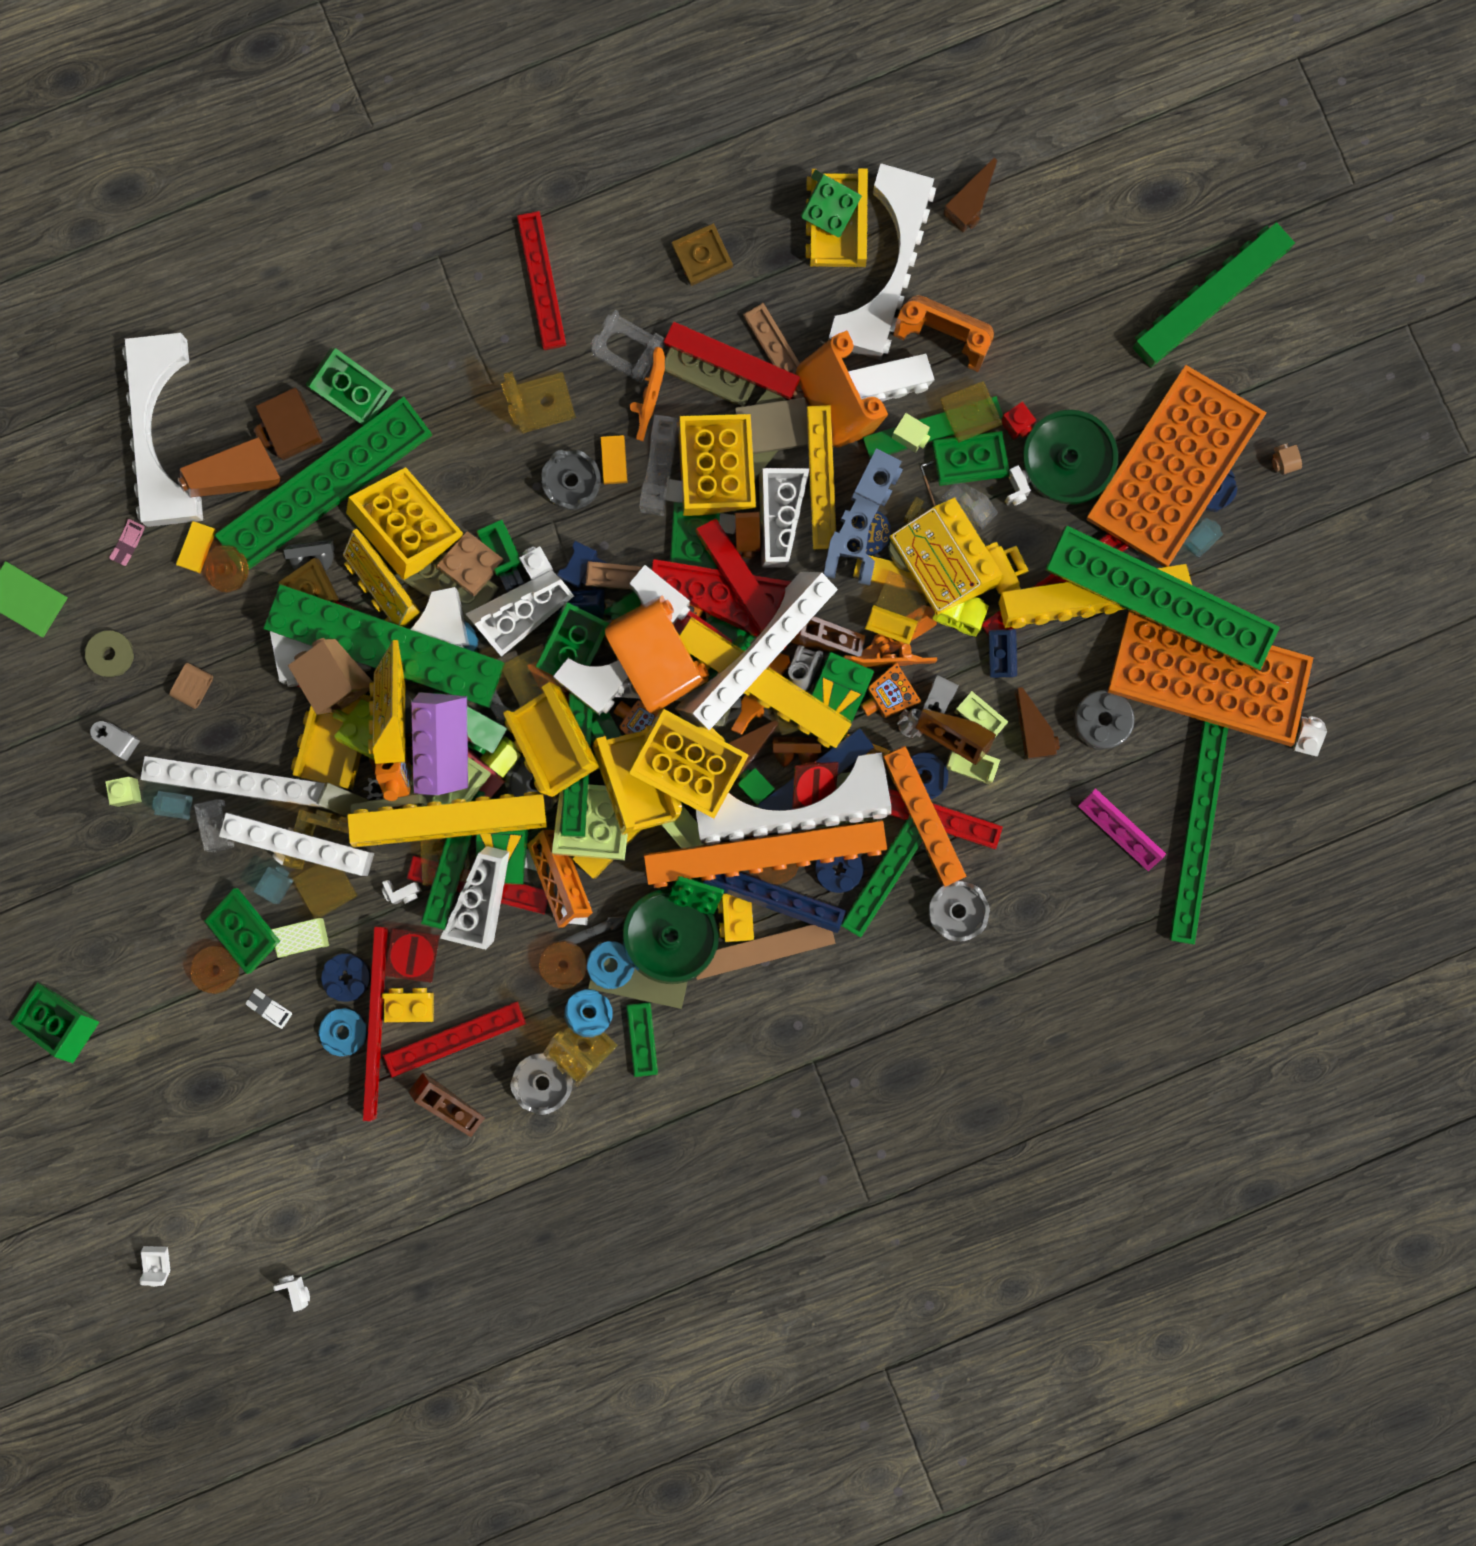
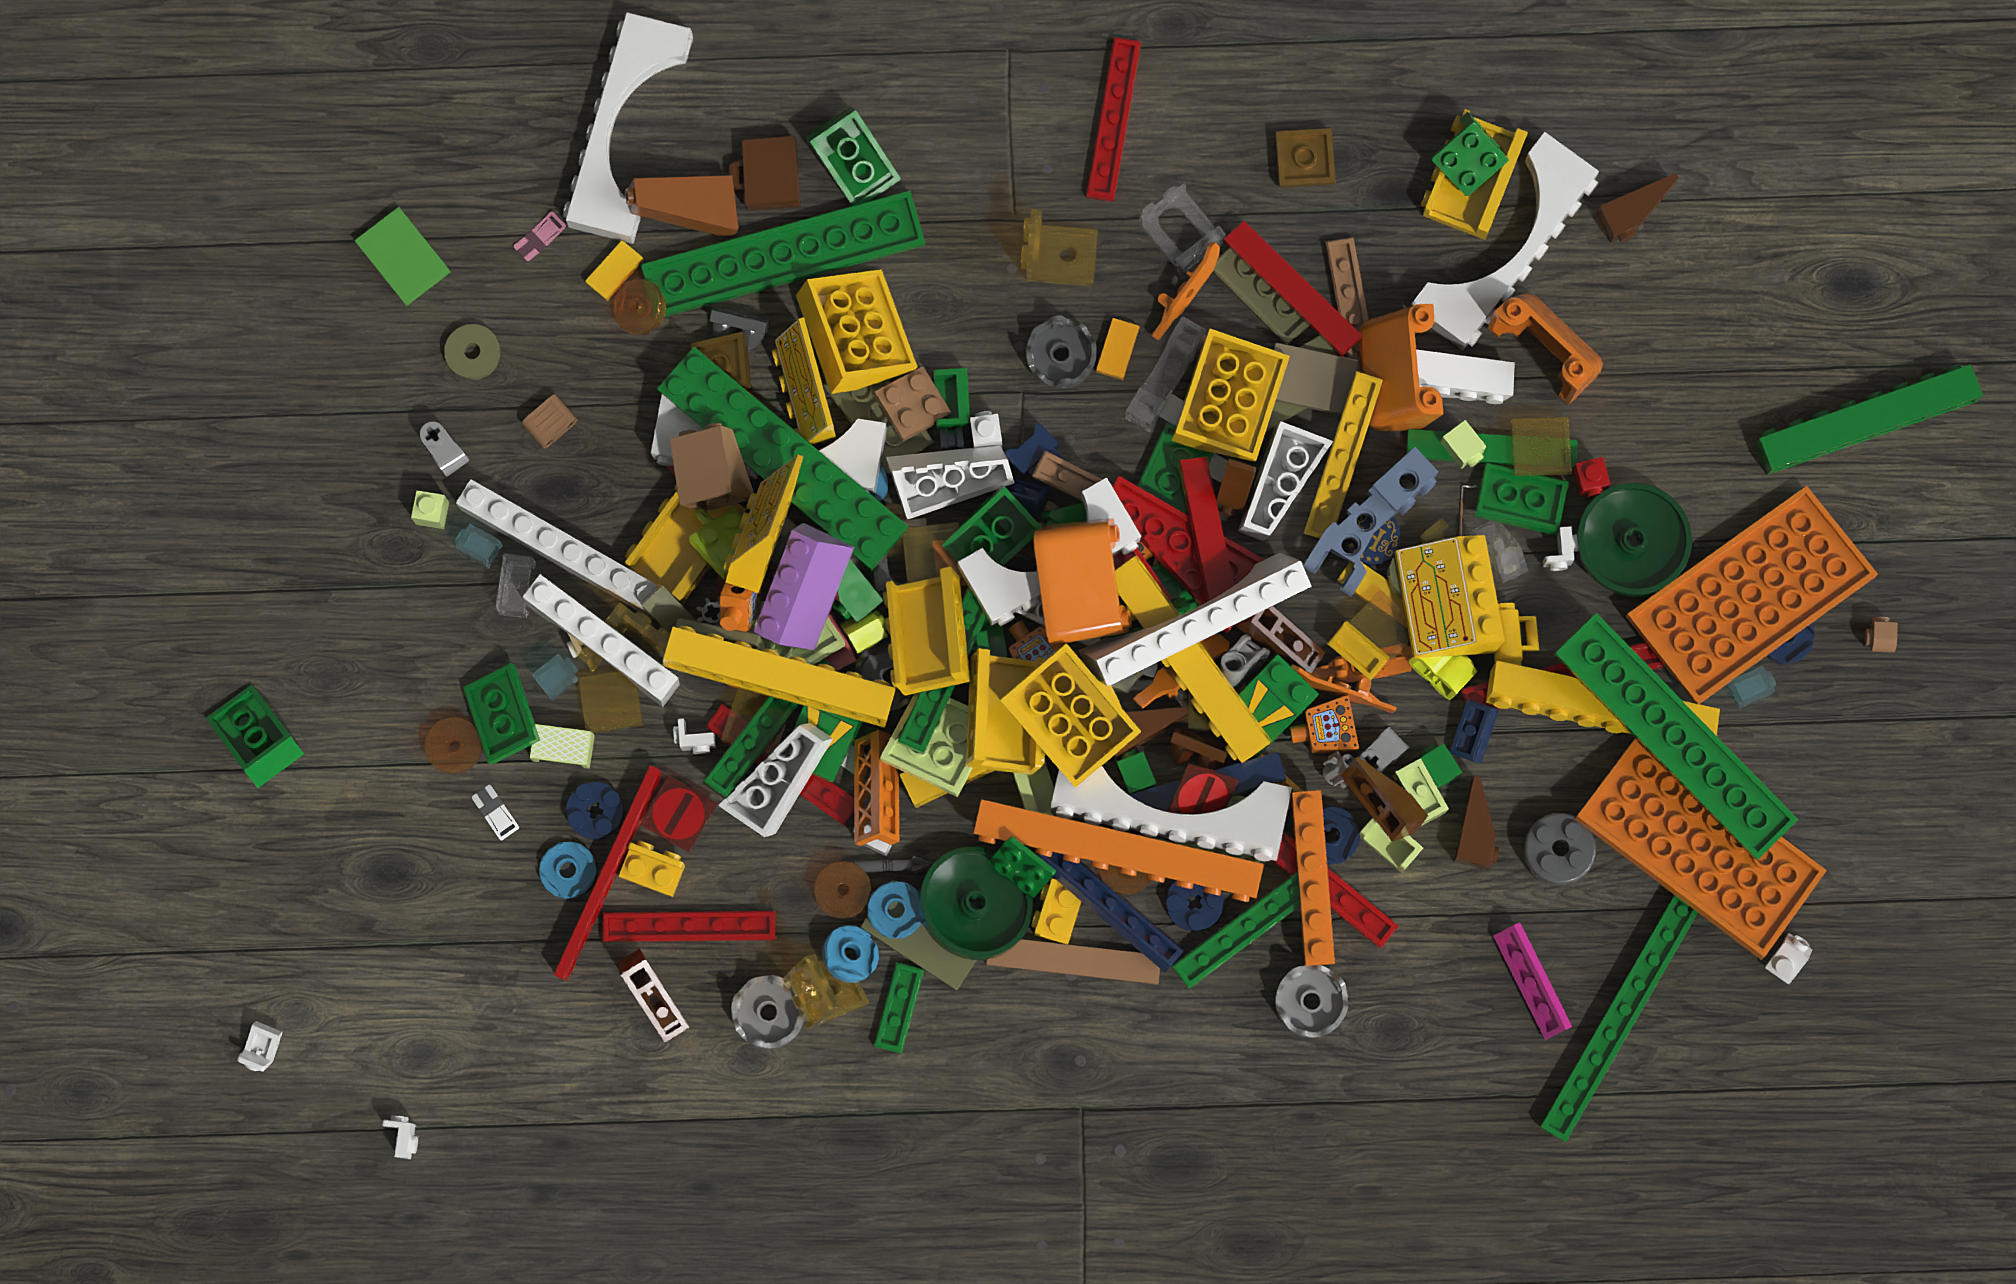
camera: 20 degrees right, 5 degrees down
(987, 689) = (1440, 764): none -> green brick

